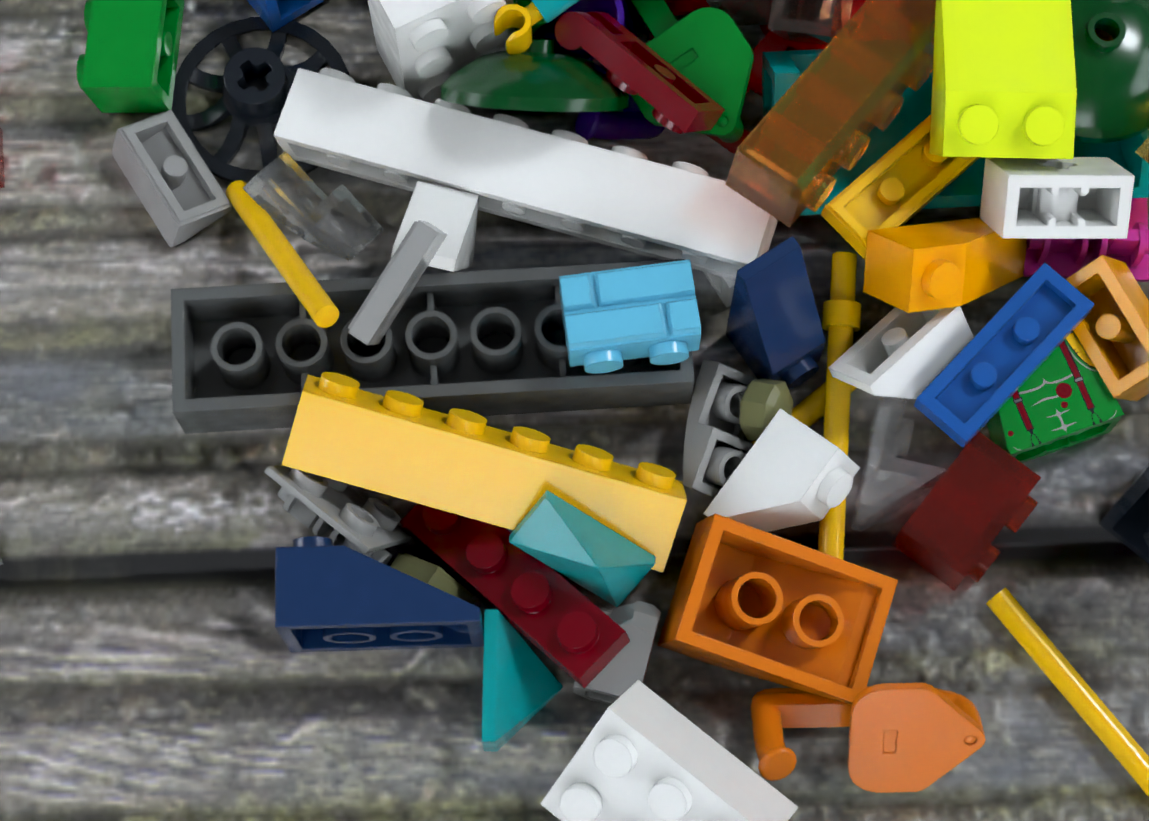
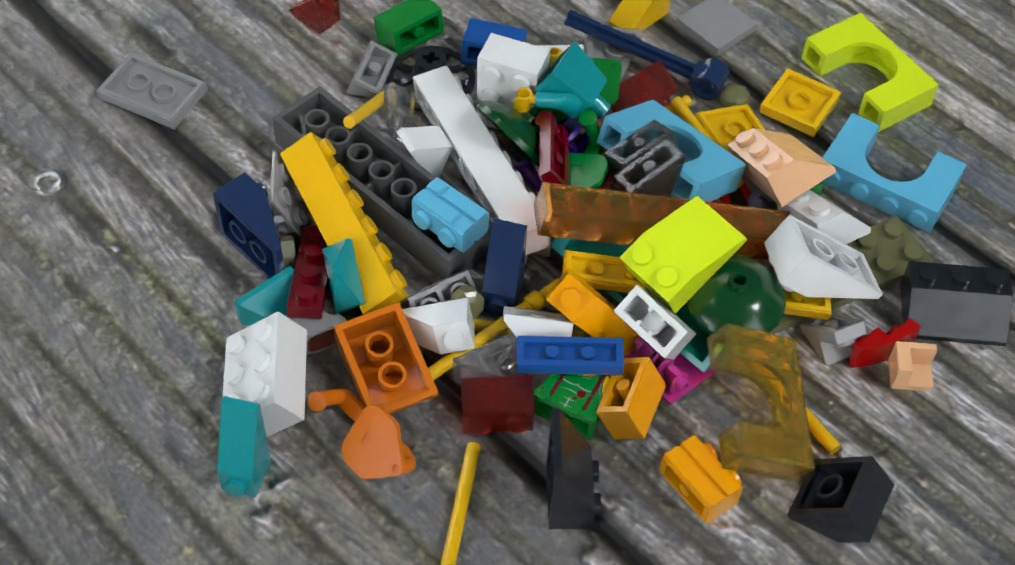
camera: 45 degrees right, 20 degrees down
(396, 282) = (385, 134): light grey tile -> none

